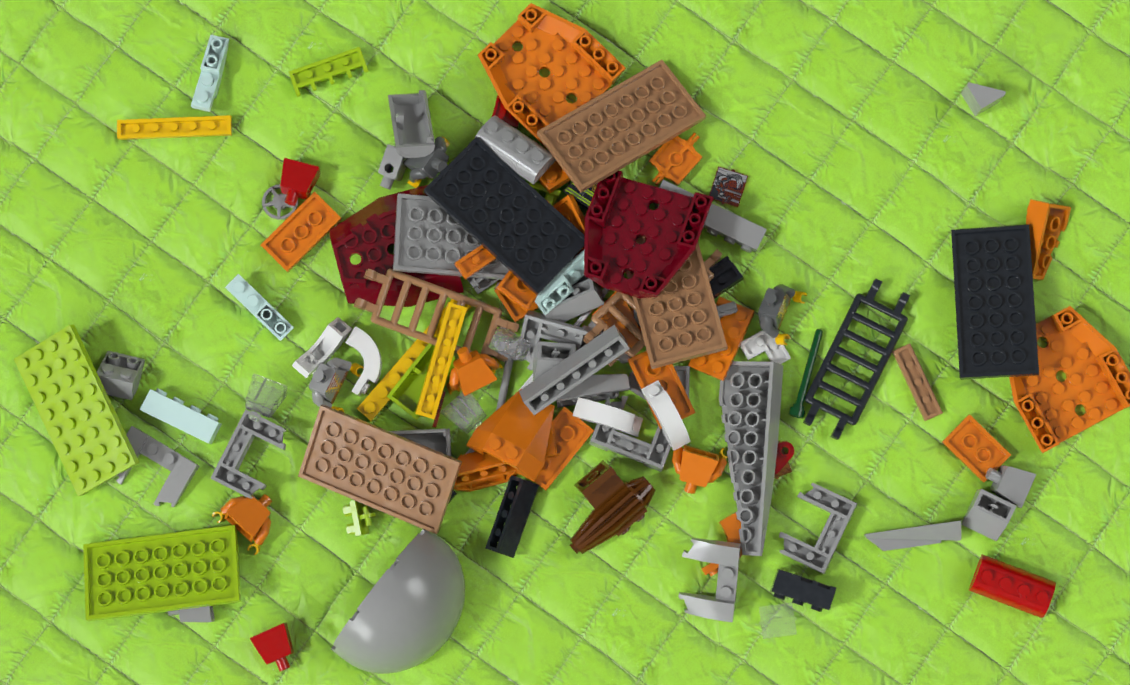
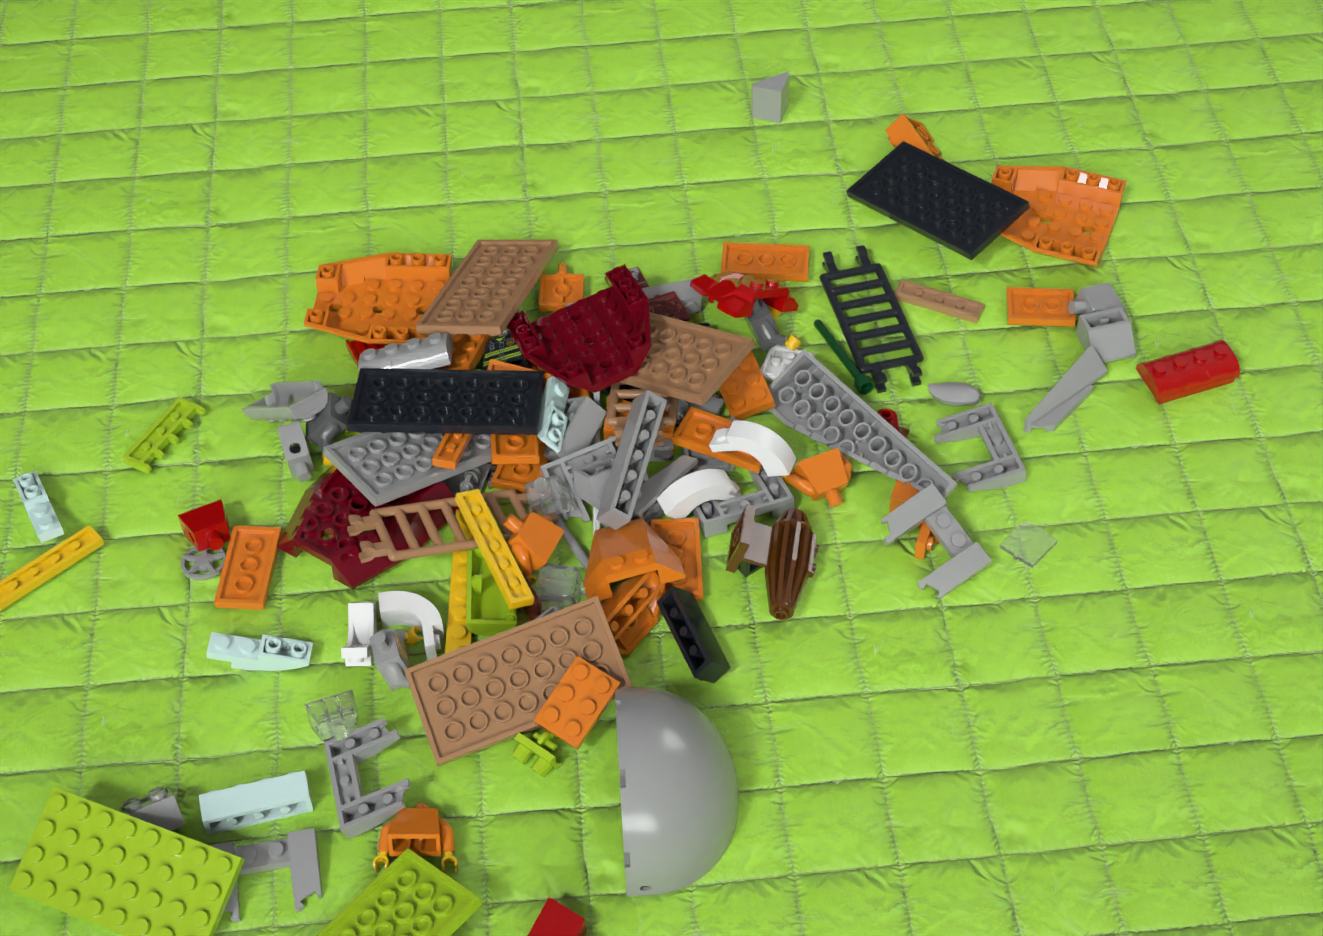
camera: 45 degrees left, 35 degrees down
(397, 515) = (577, 703): none -> orange plate
(720, 243) = (669, 306): none -> clear red piece
(776, 276) = (738, 292): none -> red wedge
(802, 590) = (1026, 496): black wedge -> none
(834, 248) = (767, 260): none -> orange plate
(847, 469) = (954, 393): none -> light grey arm

